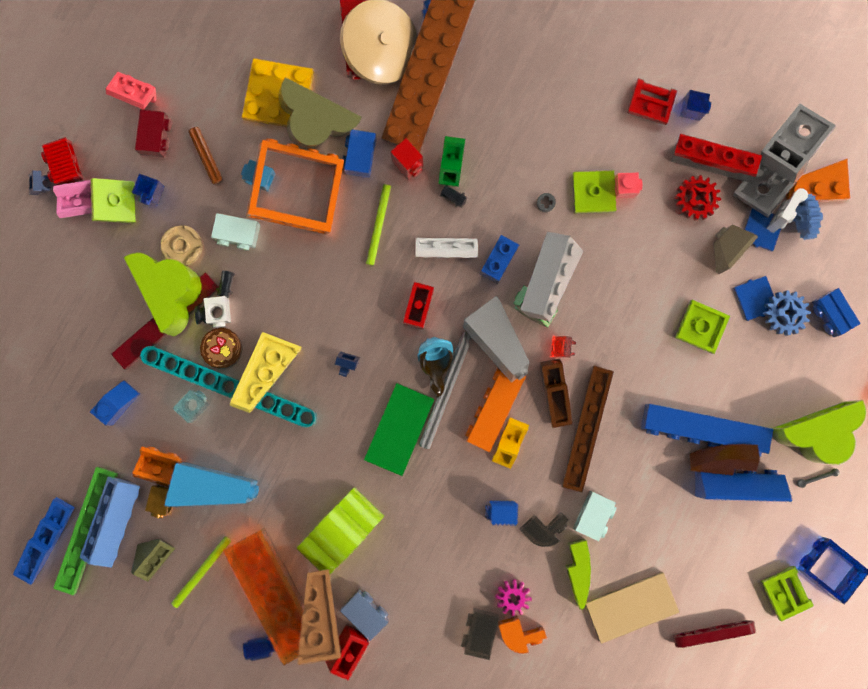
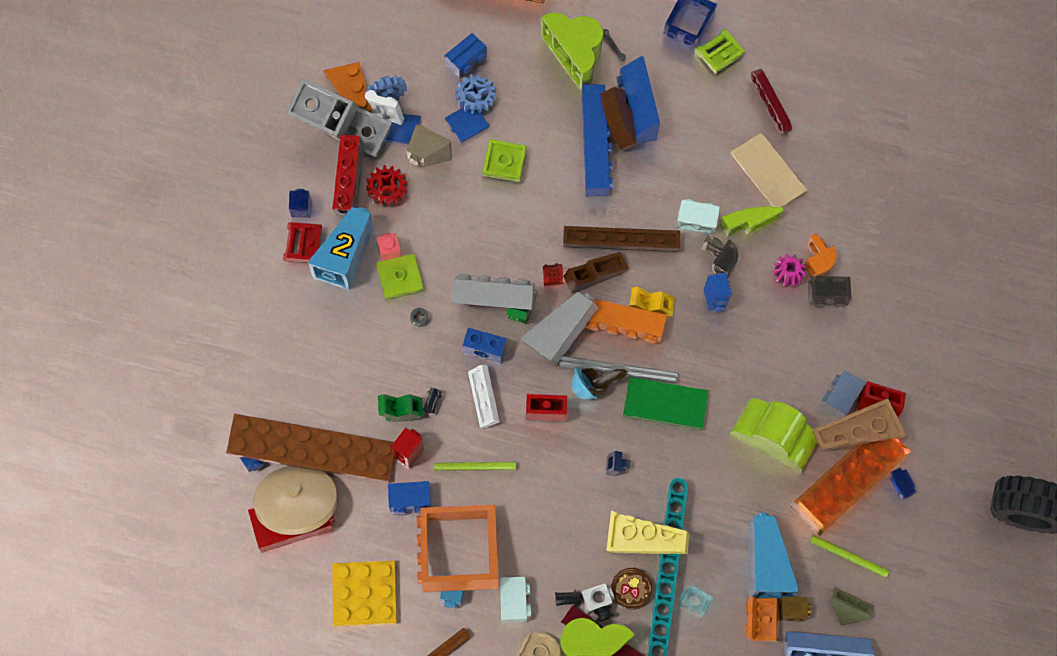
camera: 100 degrees left, 15 degrees down
(313, 116) = (388, 544): olive brick -> none
(634, 138) = (343, 249): none -> dark azure slope

